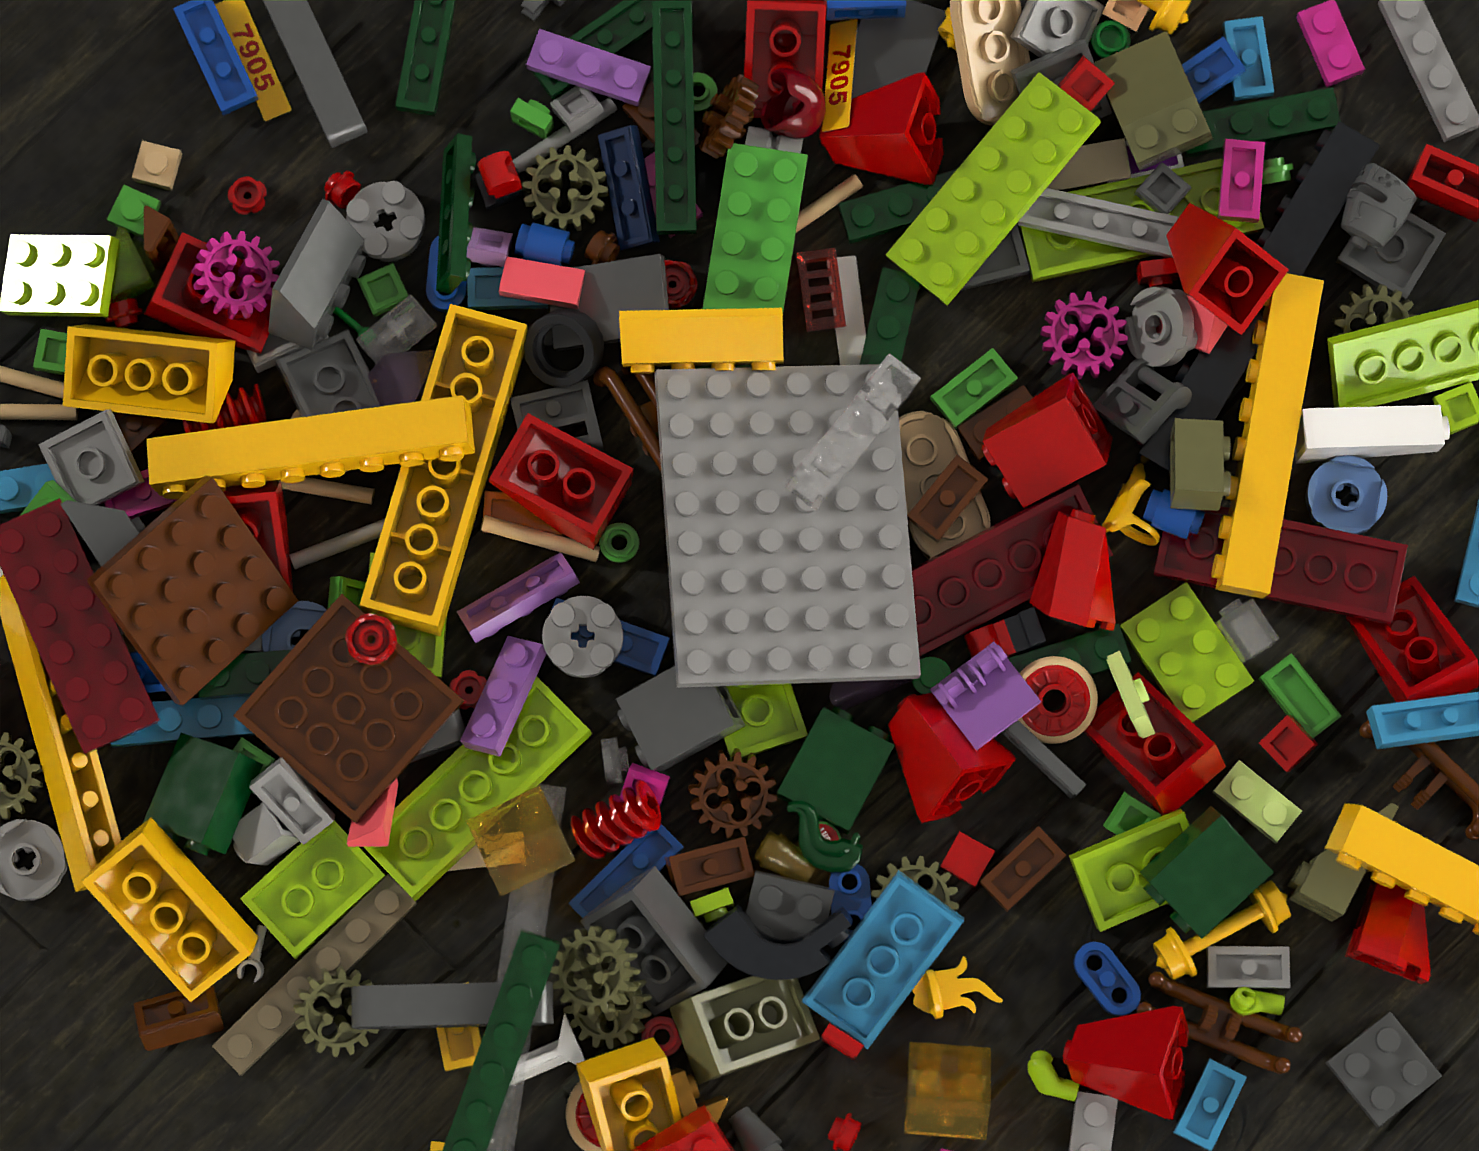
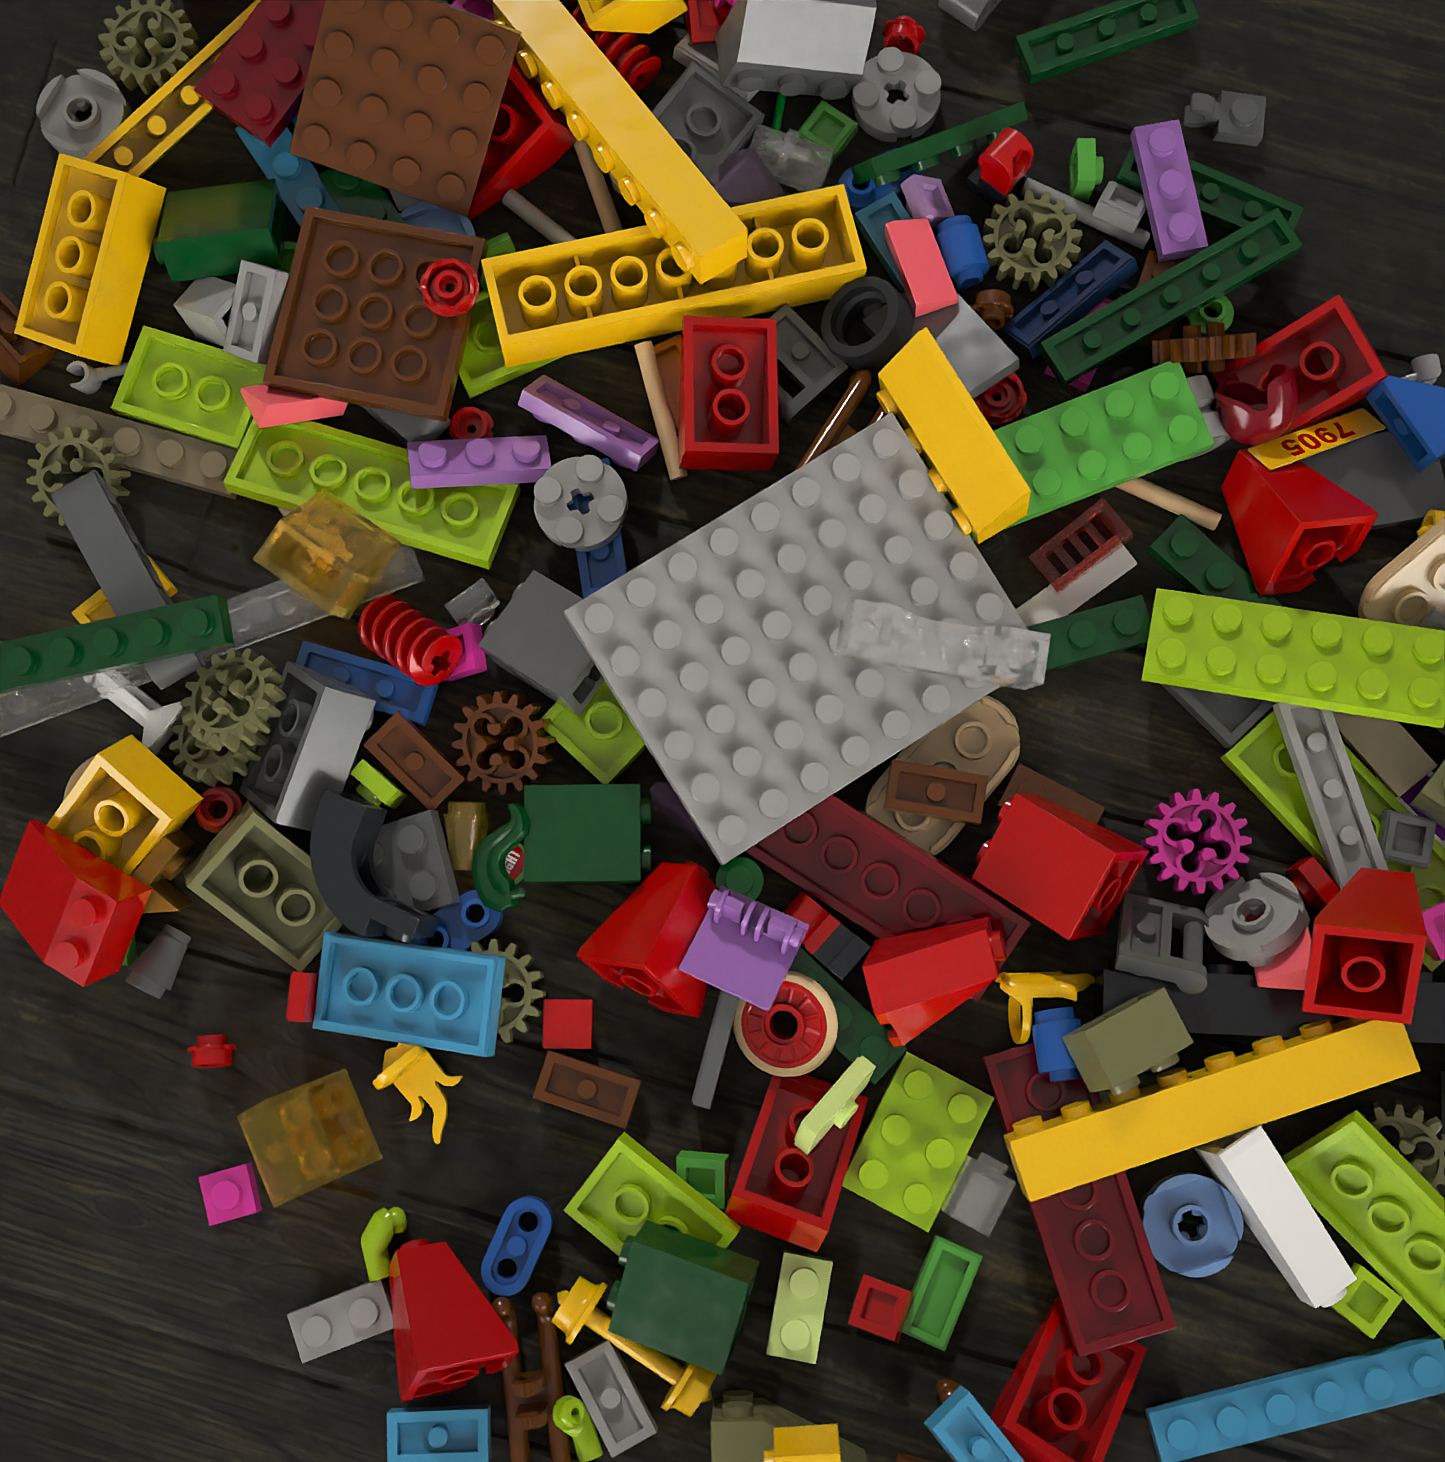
camera: 70 degrees right, 0 degrees up
(619, 530) = (699, 478): bright green plate -> none
(974, 388) = (1070, 758): bright green plate -> none

